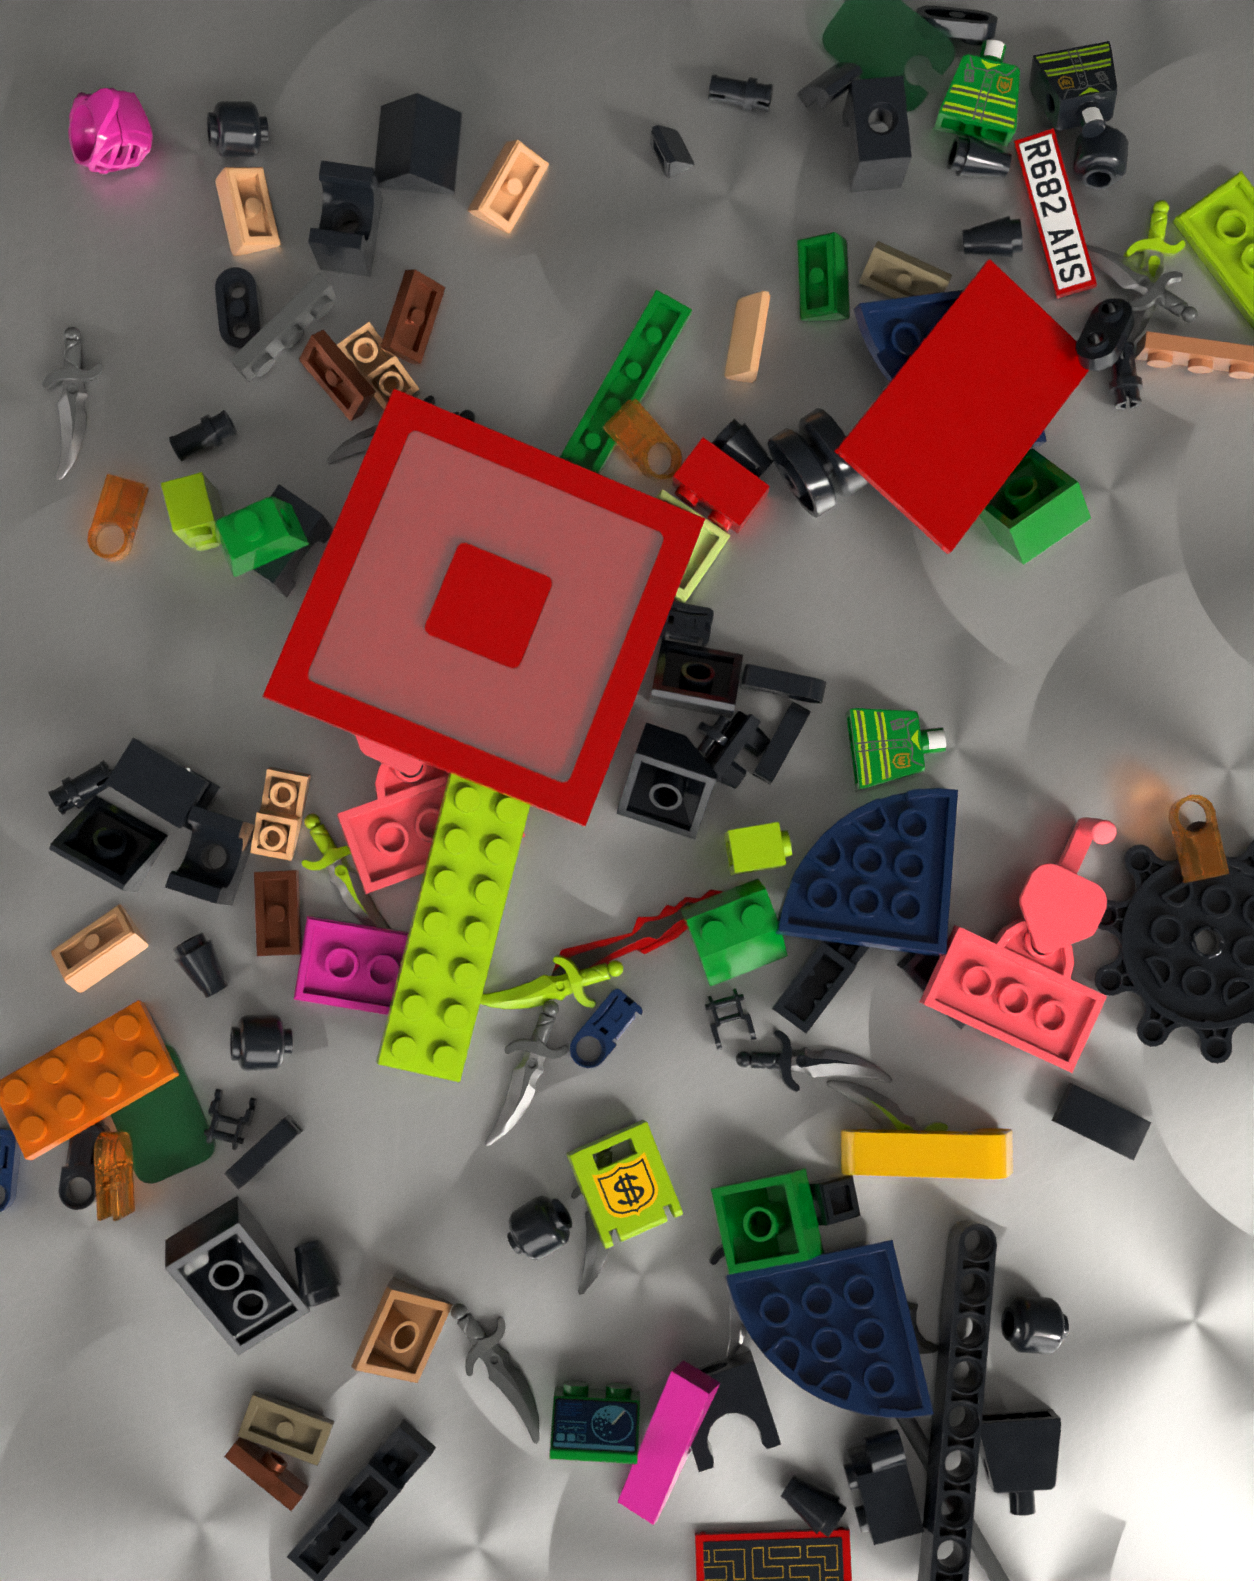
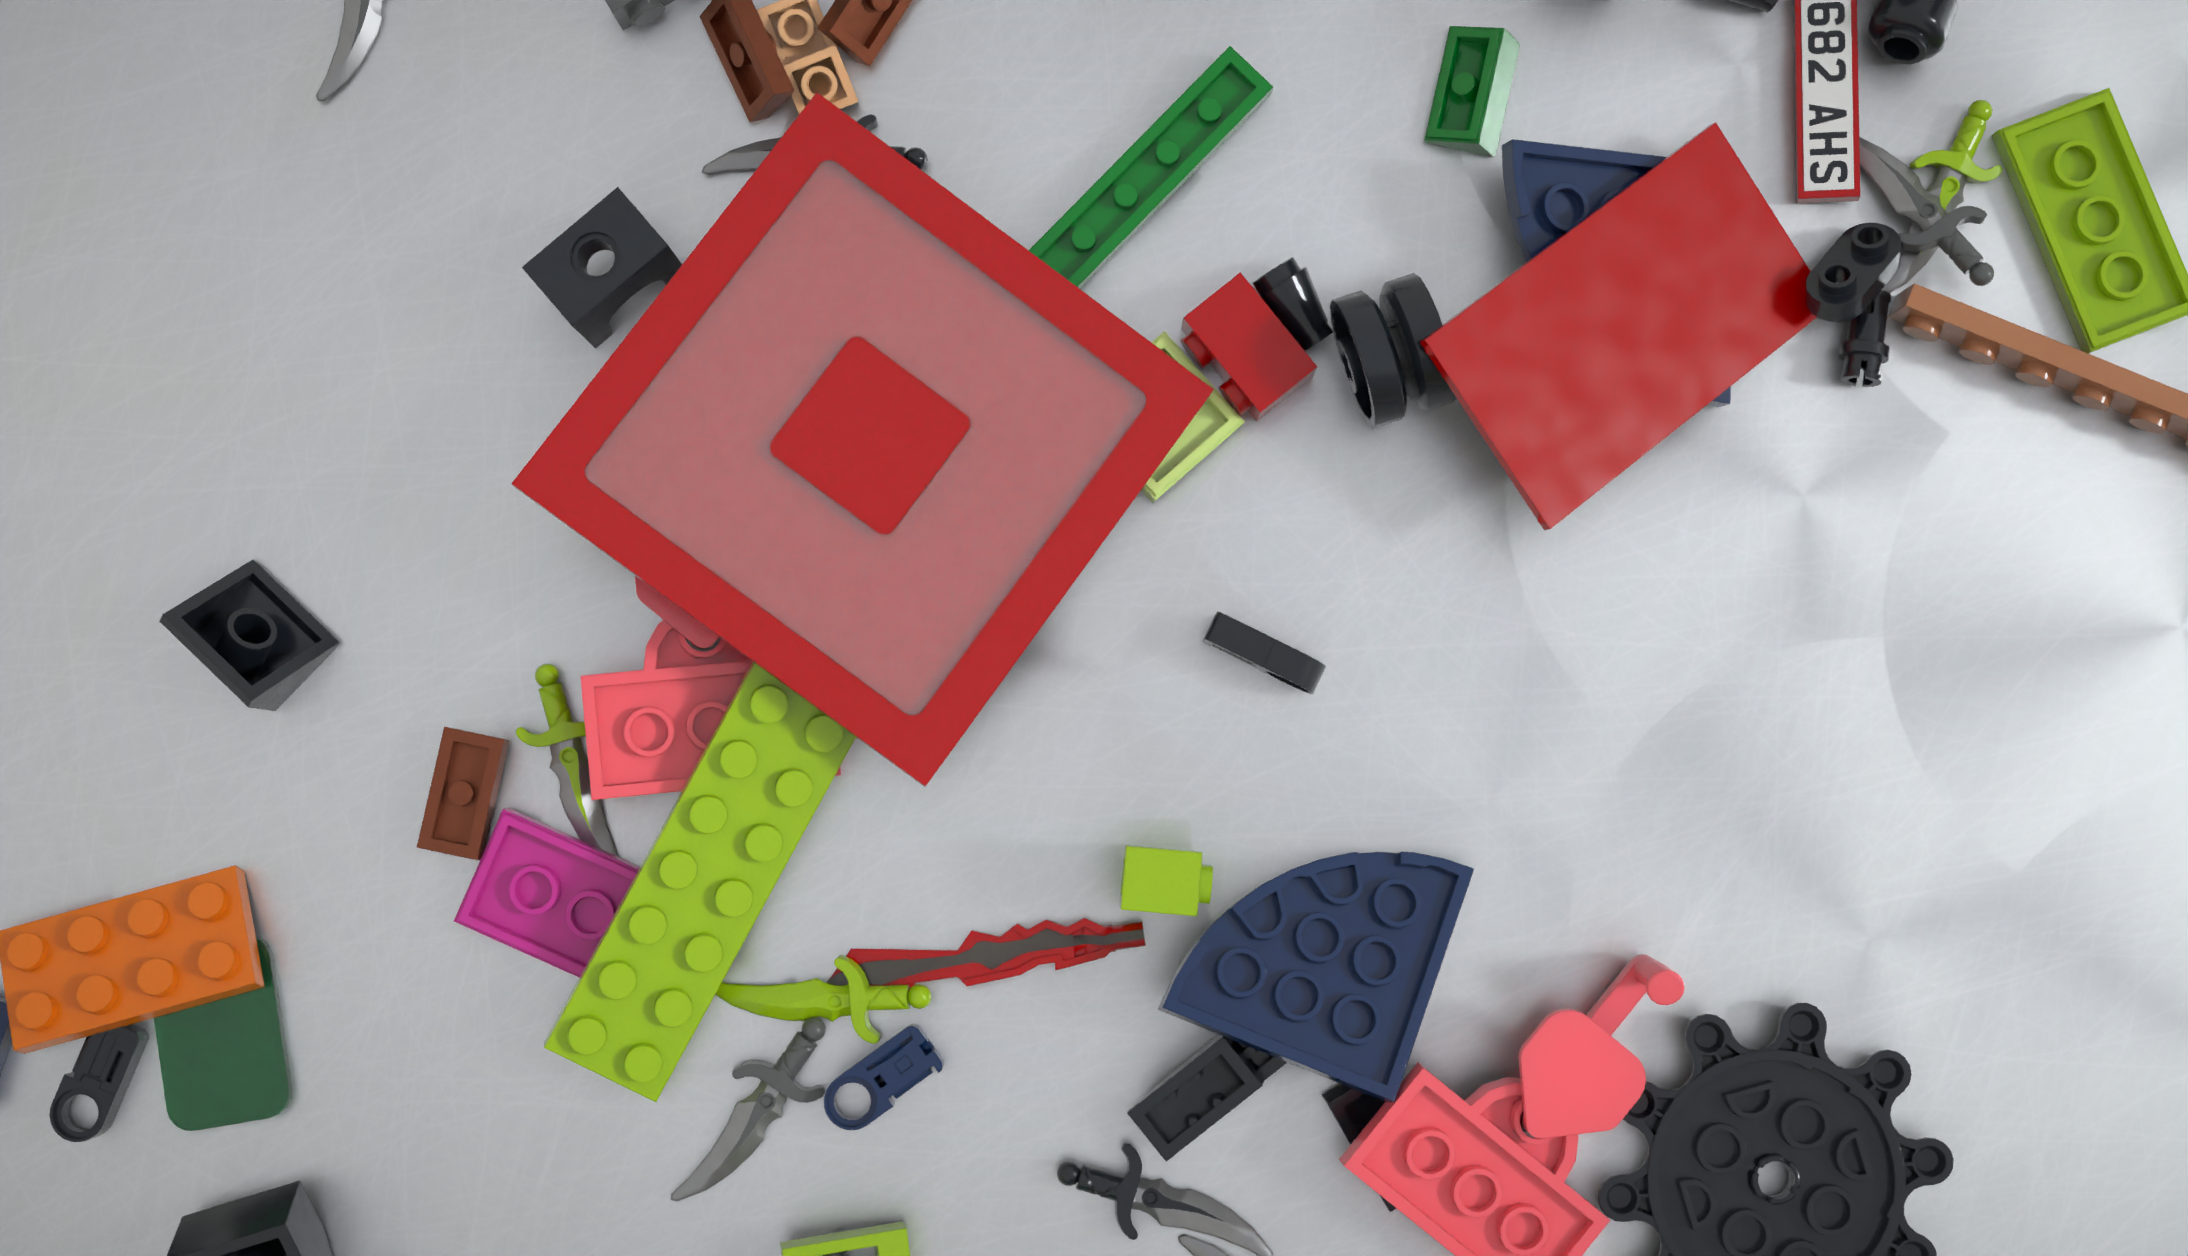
camera: 15 degrees right, 0 degrees up
(81, 788) = (227, 546): black pin -> none
(99, 949) = (199, 778): light nougat slope -> none
(114, 1175) = (133, 1106): clear orange piece -> none
(120, 506) = (395, 158): clear orange piece -> none
(161, 783) = (346, 571): black piece -> none
(193, 509) = (494, 194): lime brick -> none
(195, 874) = (361, 711): black piece -> none
(201, 964) = (336, 837): black cone -> none
(203, 435) = (541, 88): black pin -> none
(236, 1138) = (317, 1098): black piece -> none
(259, 534) = (566, 253): green torso -> none
(260, 1042) = (389, 971): black head -> none
(263, 1151) = (354, 1127): black piece -> none
(280, 813) = (505, 652): light nougat slope -> none
(637, 433) = (1147, 245): clear orange piece -> none
(667, 783) = (1062, 751): black slope -> none
(688, 623) = (1151, 531): black piece -> none
(696, 678) = (1143, 612): black slope -> none
(723, 1002) = (1063, 1084): black piece -> none
(726, 740) = (1159, 715): black hips -> none
(734, 931) = (1101, 988): green slope -> none
(747, 337) = (1342, 146): light nougat slope -> none
(781, 743) = (1240, 736): black piece -> none
(888, 745) = (1392, 779): green torso -> none
(901, 274) = (1585, 113): dark tan plate -> none
(994, 238) = (1730, 95): black cone -> none
(1035, 508) = (1688, 494): green slope -> none
(1198, 852) = (1798, 1049): clear orange piece -> none

